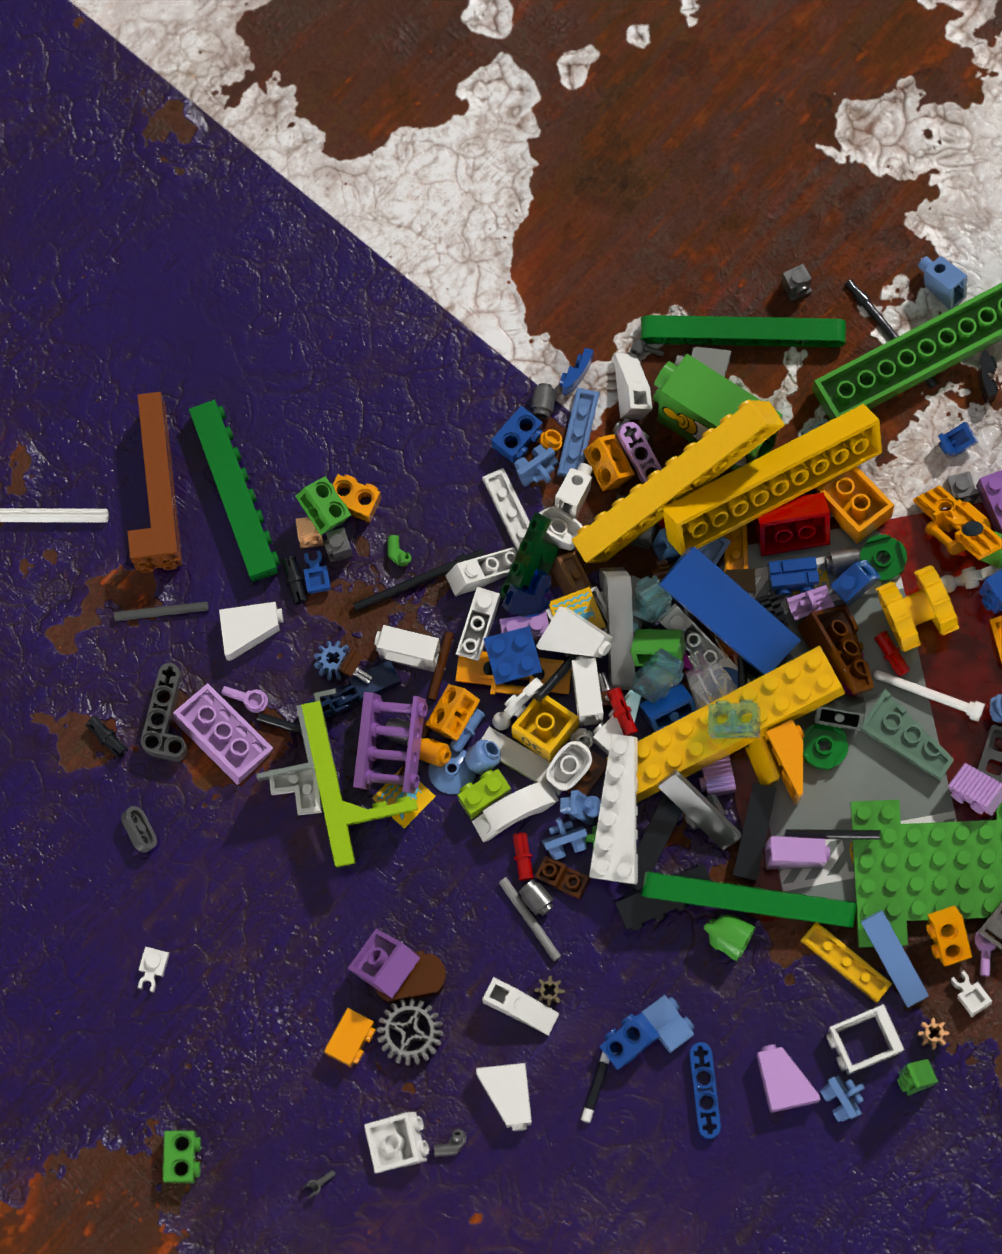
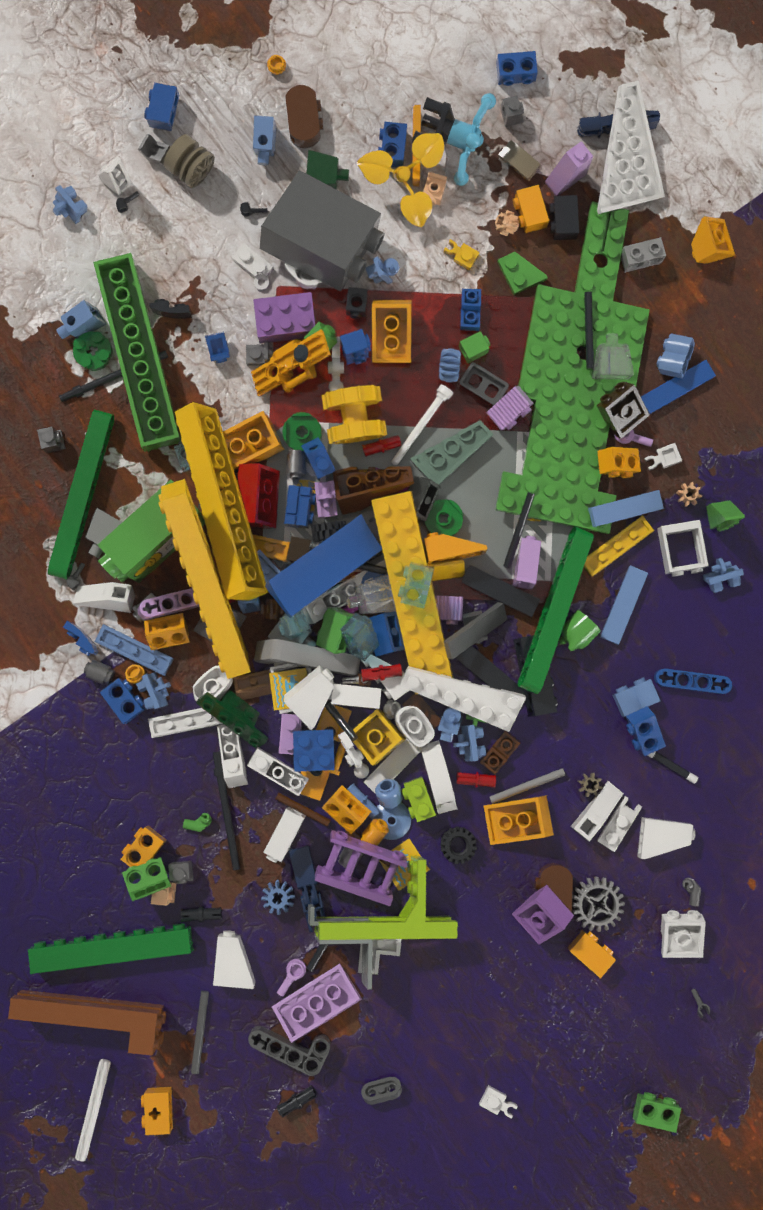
camera: 80 degrees left, 10 degrees up
(77, 584) = (162, 1100): none -> light orange brick
(316, 576) = (203, 895): blue plate -> none
(350, 667) = (287, 886): reddish brown piece -> none
(441, 838) = (463, 856): none -> black tyre
(487, 917) = (518, 820): none -> light orange slope
(509, 1038) = (618, 825): none -> white hinge
(531, 601) = (270, 725): clear blue brick -> none
(536, 898) = (513, 777): flat silver brick -> none
(574, 490) = (189, 669): white torso -> none
(776, 986) = (623, 605): none -> medium blue tile
(783, 1080) = (700, 619): lavender slope -> none
(914, 290) = (83, 345): none -> green plate

